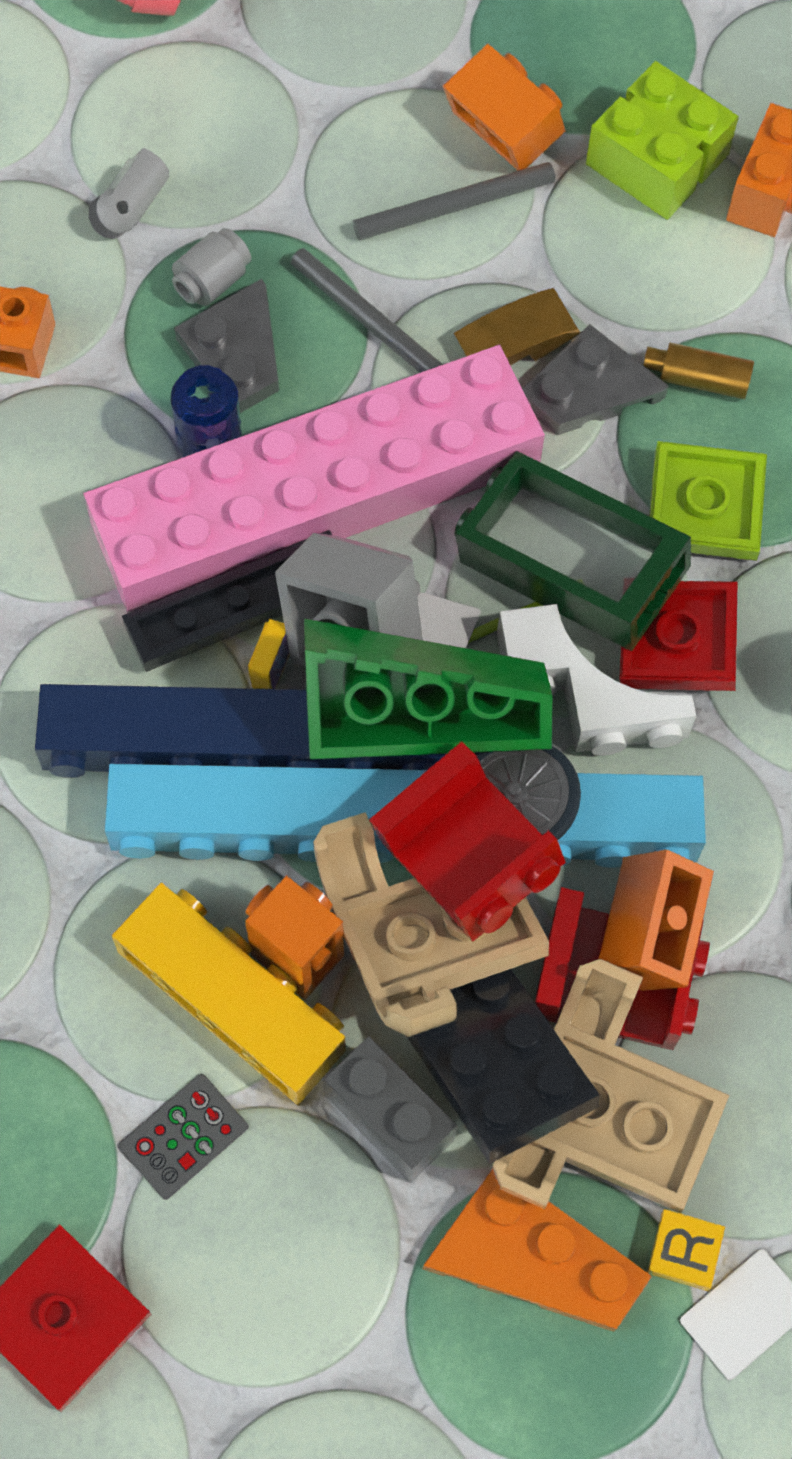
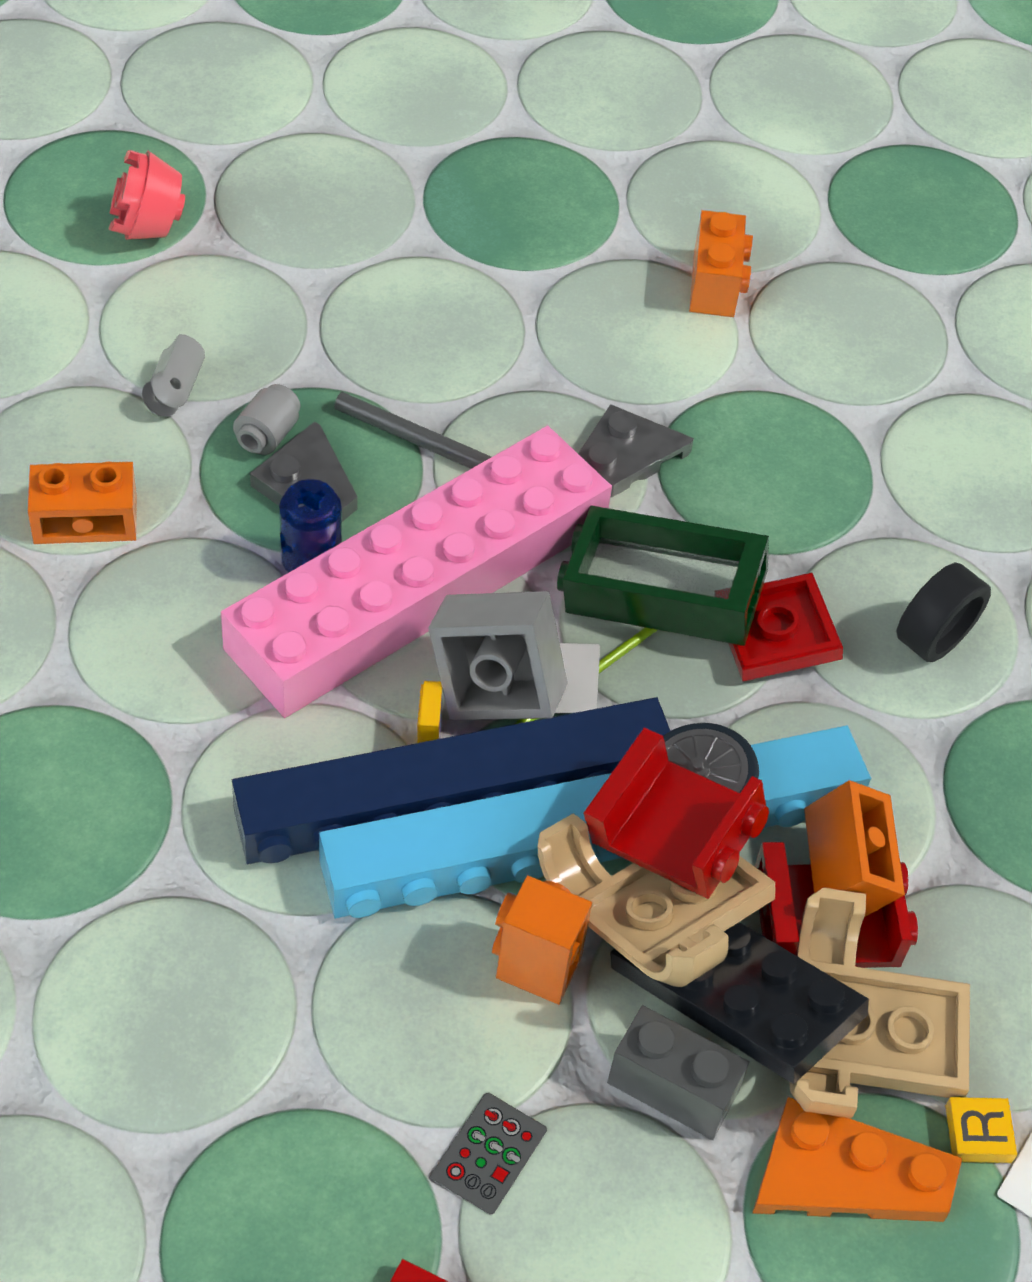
camera: 20 degrees left, 15 degrees down
(207, 611) = (364, 690): black plate -> none
(230, 992) = (494, 1008): yellow brick -> none
(418, 696) = (580, 706): green wedge -> none
(453, 201) = (457, 335): dark grey bar -> none
(505, 106) = (480, 254): orange brick -> none
(521, 328) = (564, 410): pearl gold slope -> none
(600, 710) = (672, 667): white arch -> none
(655, 137) = (618, 257): lime piece -> none
(701, 369) = (716, 421): pearl gold cylinder -> none
(711, 497) = (764, 506): lime plate -> none

